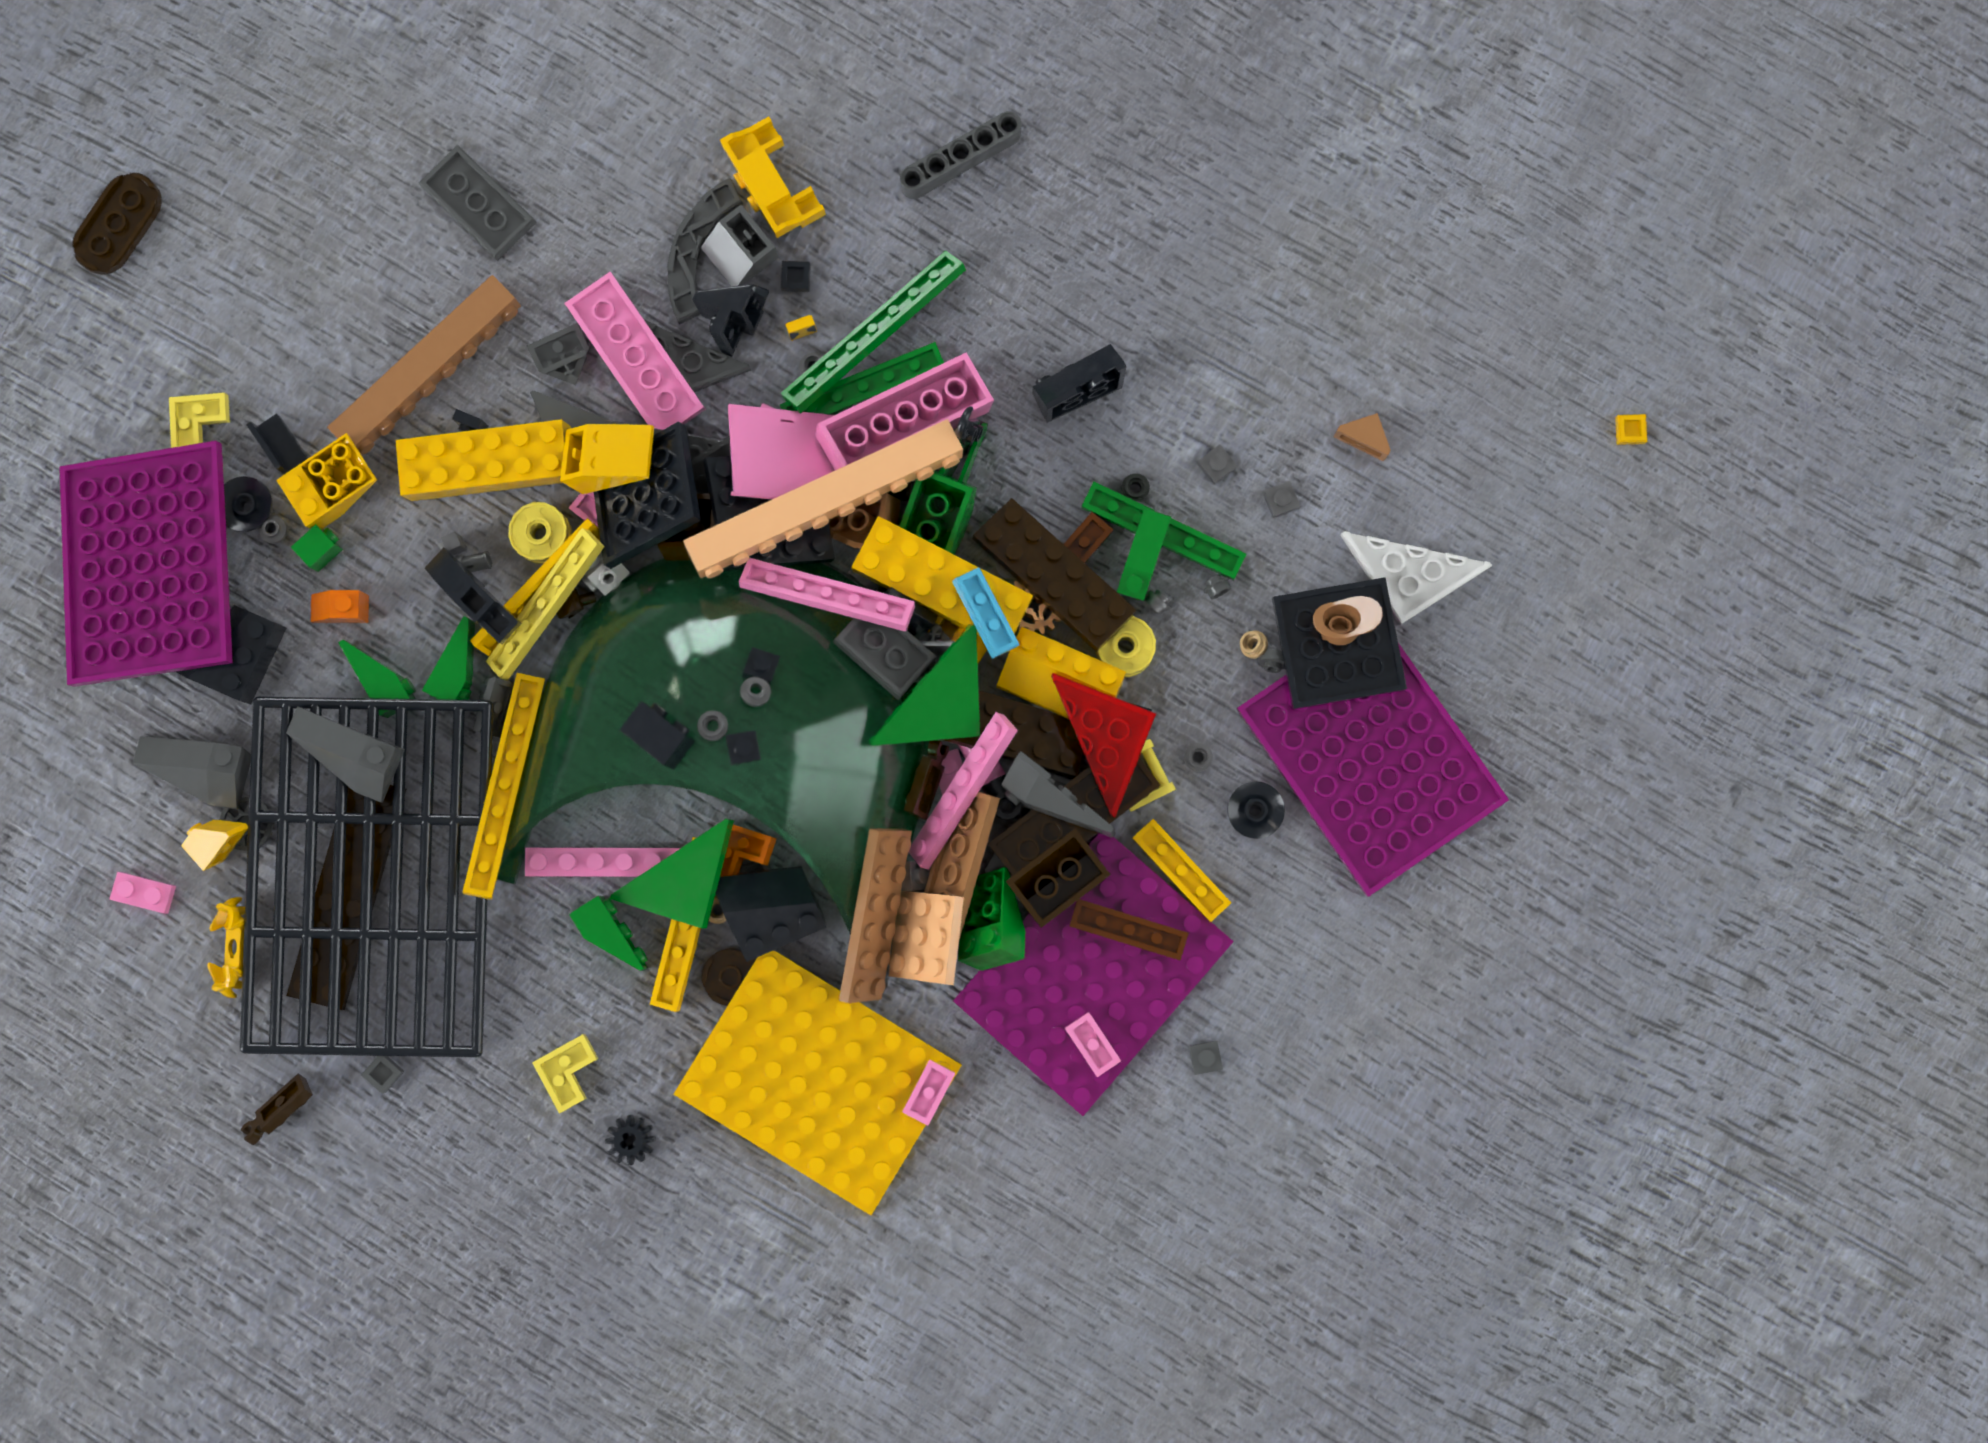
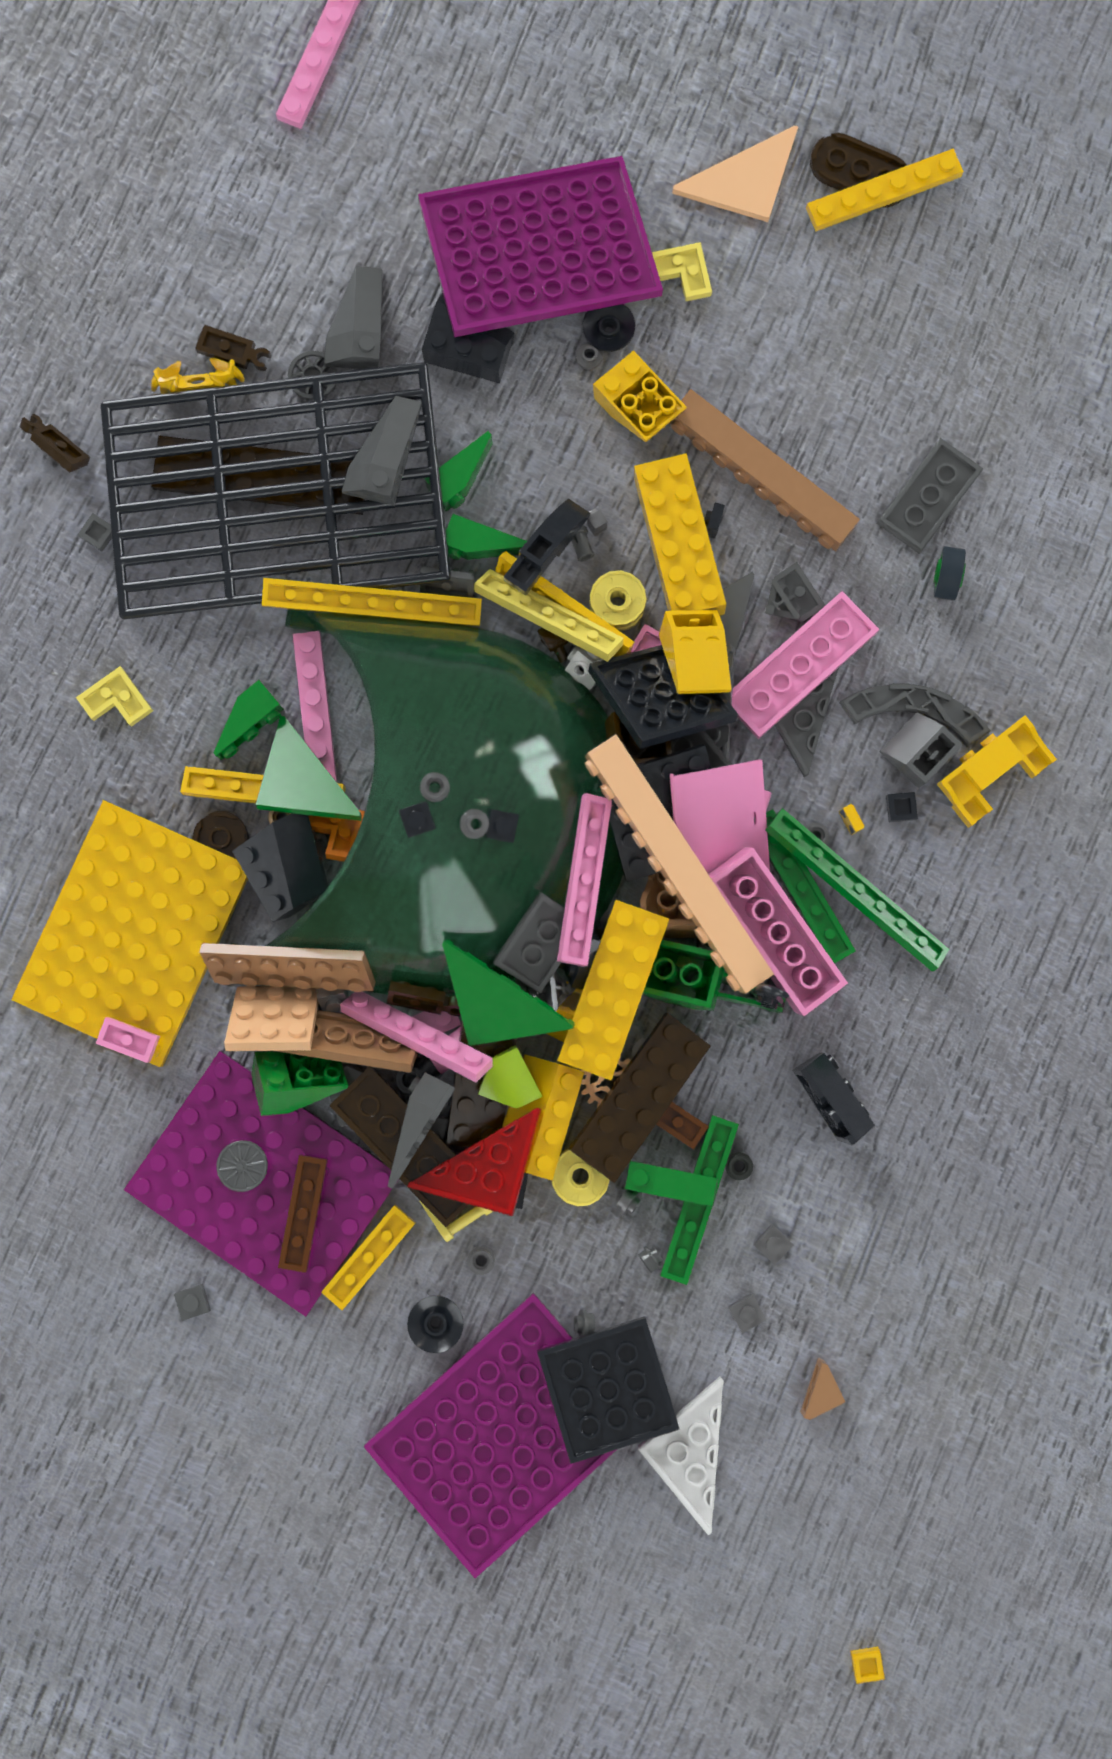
camera: 80 degrees right, 0 degrees up
(108, 342) = (744, 181): none -> light nougat tile
(142, 892) = (239, 293): bright pink plate -> none
(144, 201) = (884, 190): none -> yellow plate
(201, 907) = (229, 346): none -> dark brown plate
(213, 841) = (290, 347): yellow slope -> none
(278, 443) = (670, 348): black panel -> none
(317, 547) = (576, 398): green brick -> none
(339, 607) = (523, 428): orange slope -> none
(562, 193) = (949, 573): none -> black wheel
(640, 1143) = (48, 766): black gear -> none
(657, 734) = (419, 736): black brick -> none
(731, 312) = (855, 751): black piece -> none
(967, 143) = (1060, 957): dark grey beam -> none
(985, 613) = (585, 1036): medium azure tile -> none
(1020, 700) = (509, 1080): none -> lime slope
(1058, 878) = (340, 1139): dark brown slope -> none
(1073, 988) = (242, 1166): none -> dark grey wheel
(1092, 1044) = (189, 1191): bright pink plate -> none
(1249, 639) = (598, 1295): tan plate -> none
(1346, 619) = (630, 1397): medium nougat piece -> none

